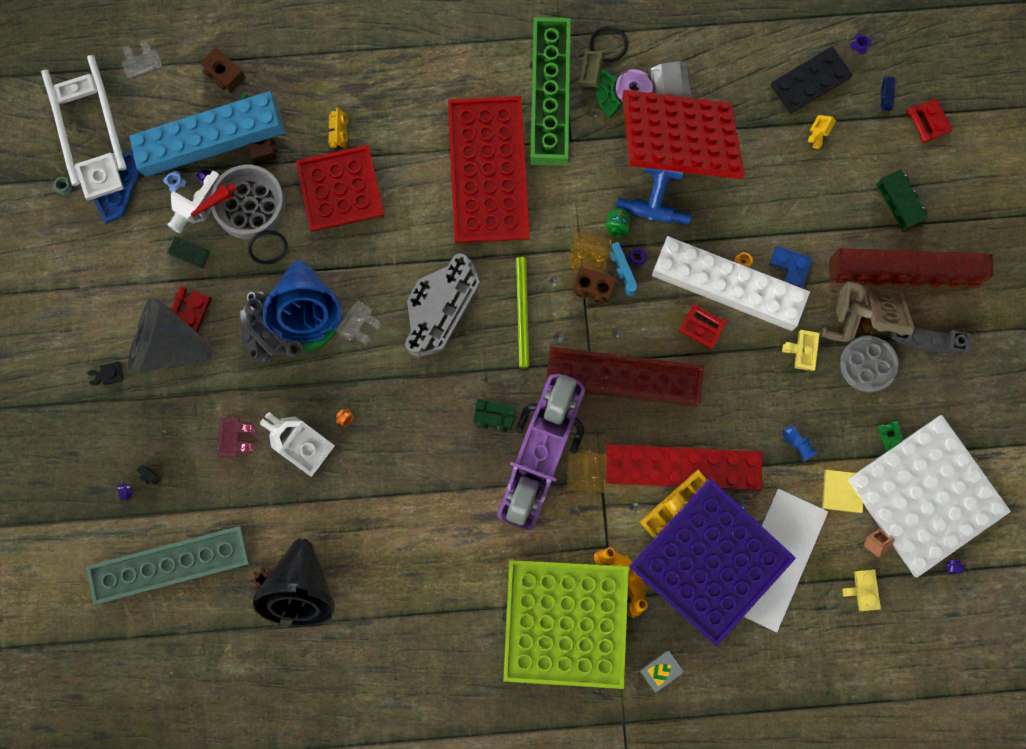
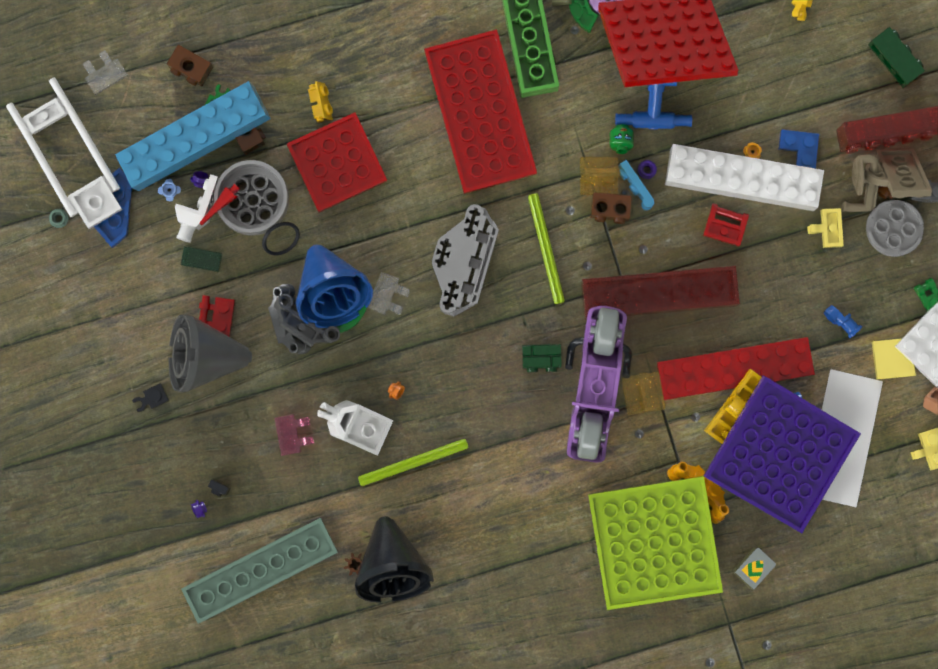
camera: 15 degrees left, 5 degrees up
(344, 491) = (413, 462): none -> lime axle

